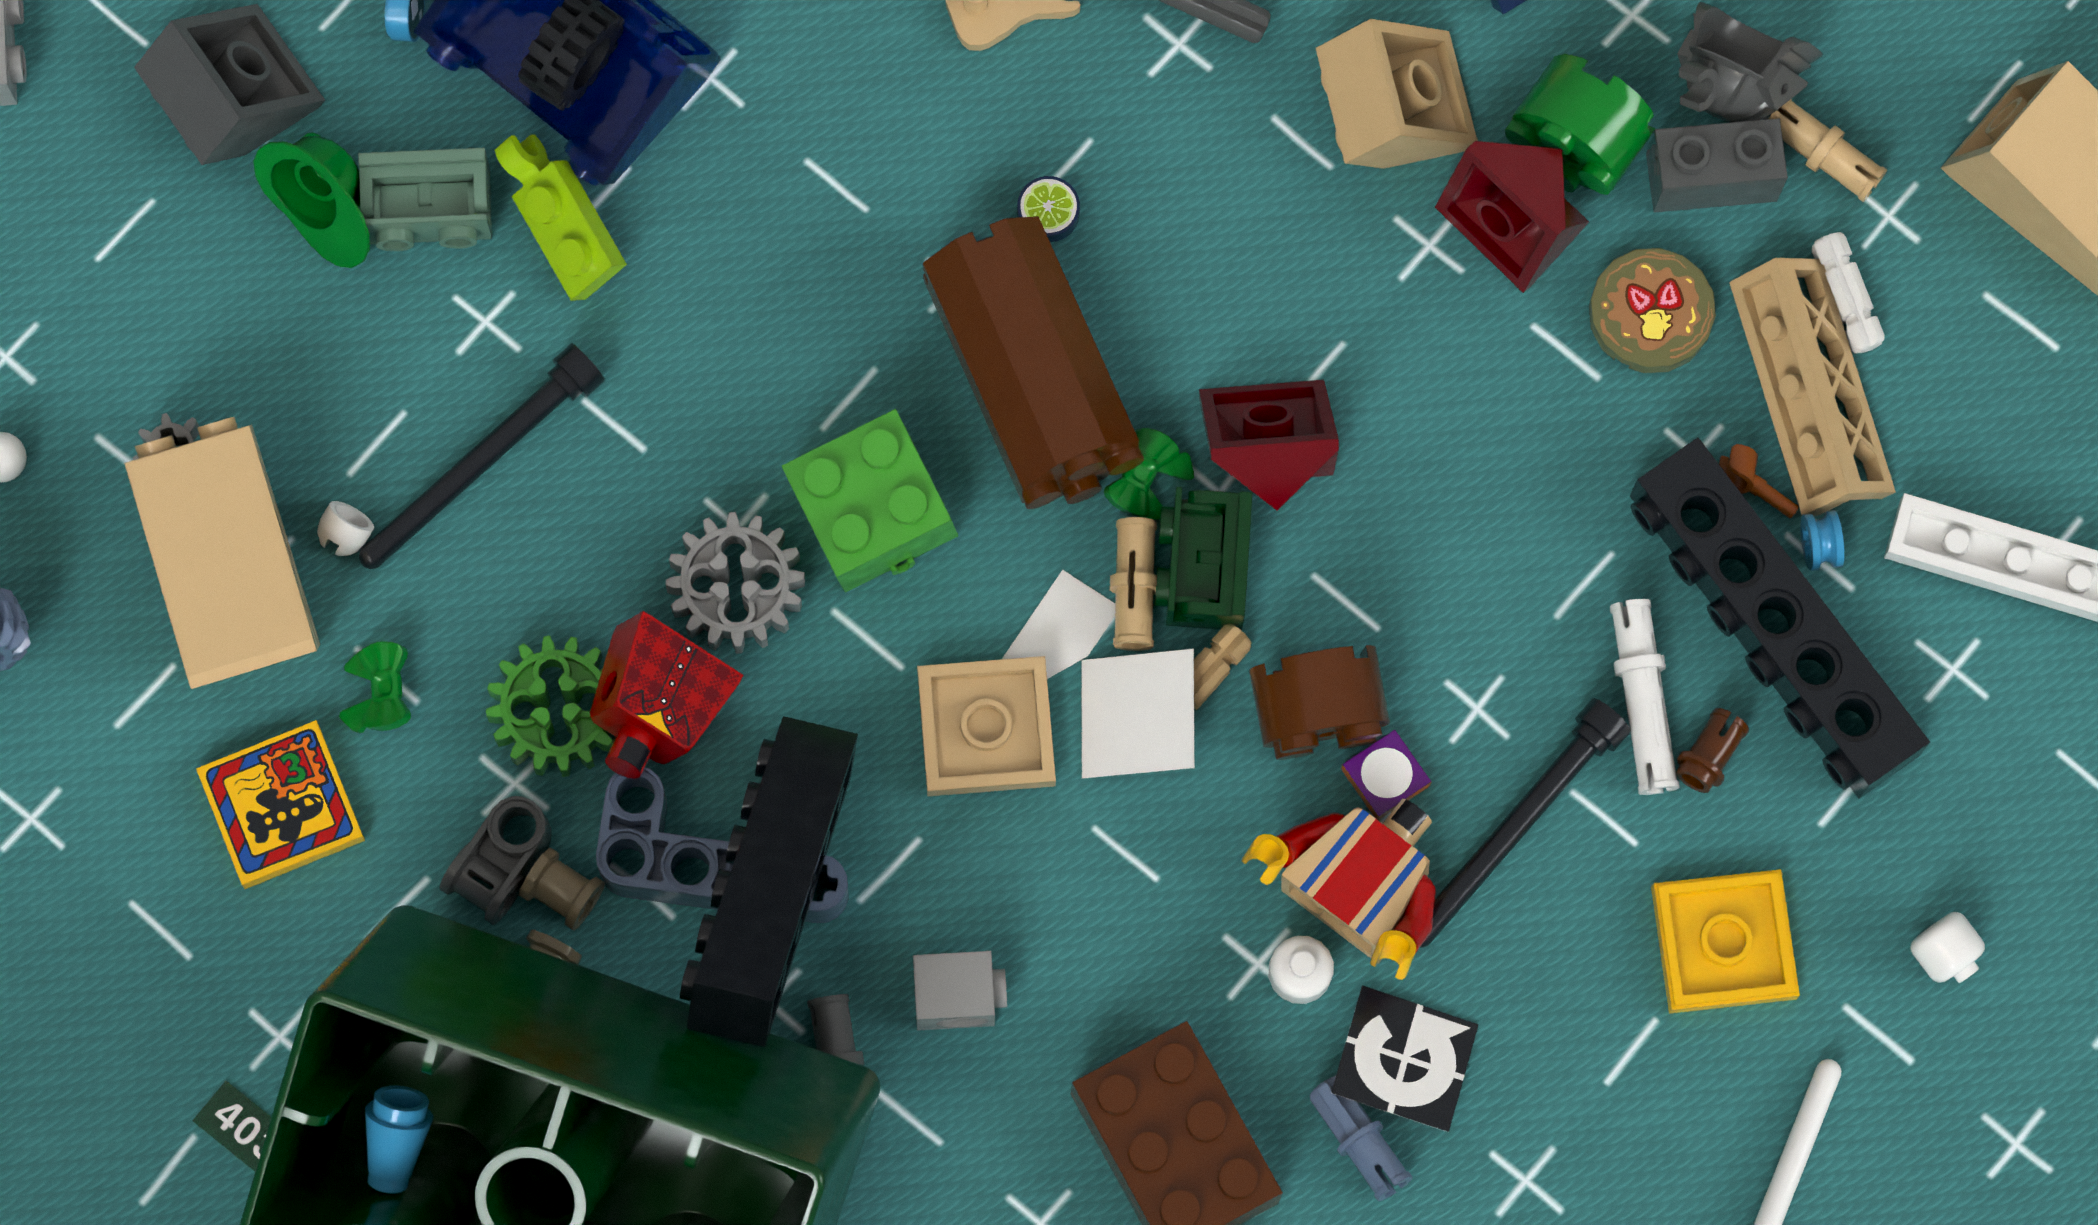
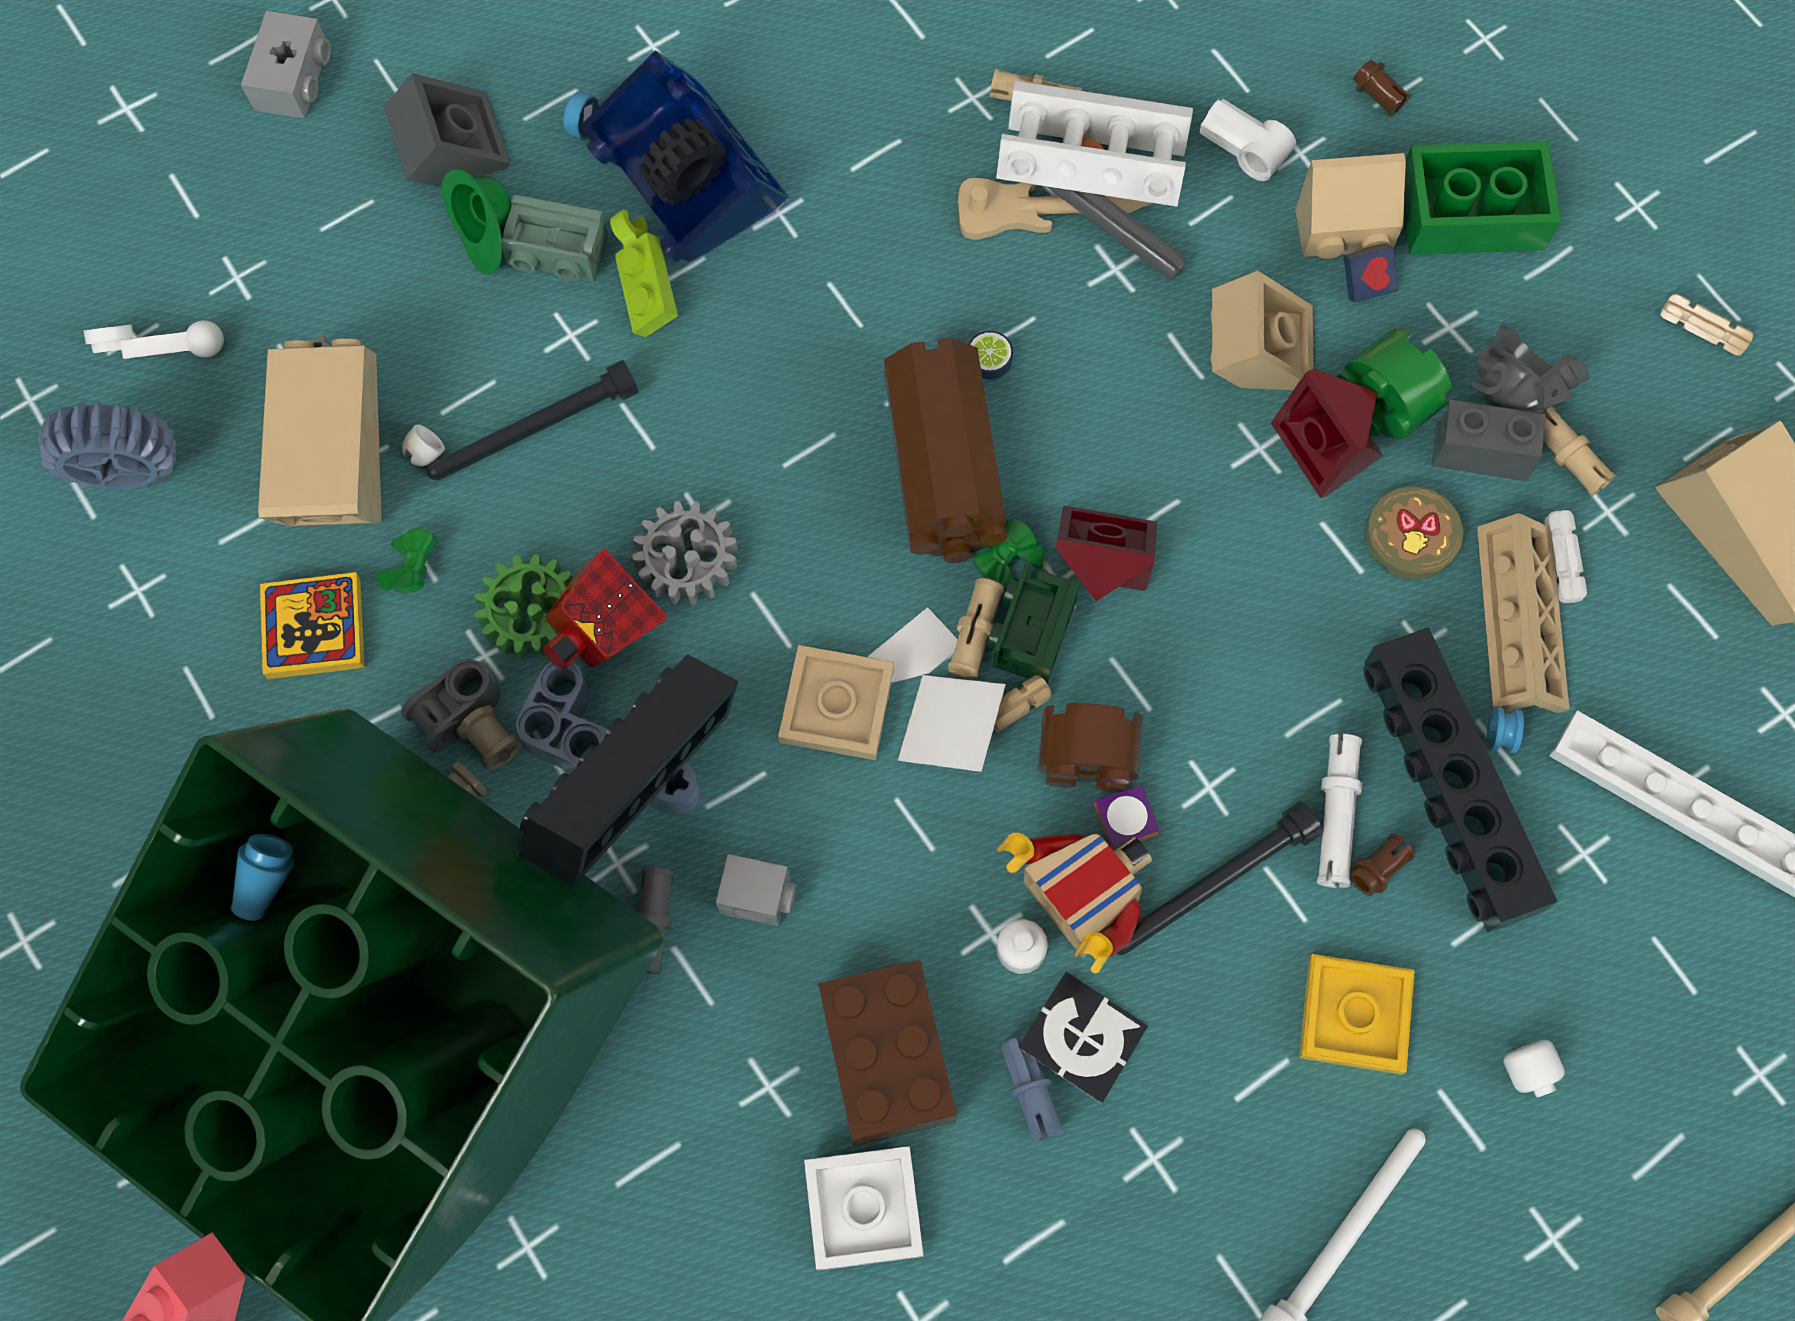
camera: 20 degrees right, 5 degrees down
(870, 501) = (798, 519): bright green brick -> none
(1742, 470) = (1456, 661): dark orange hand -> none

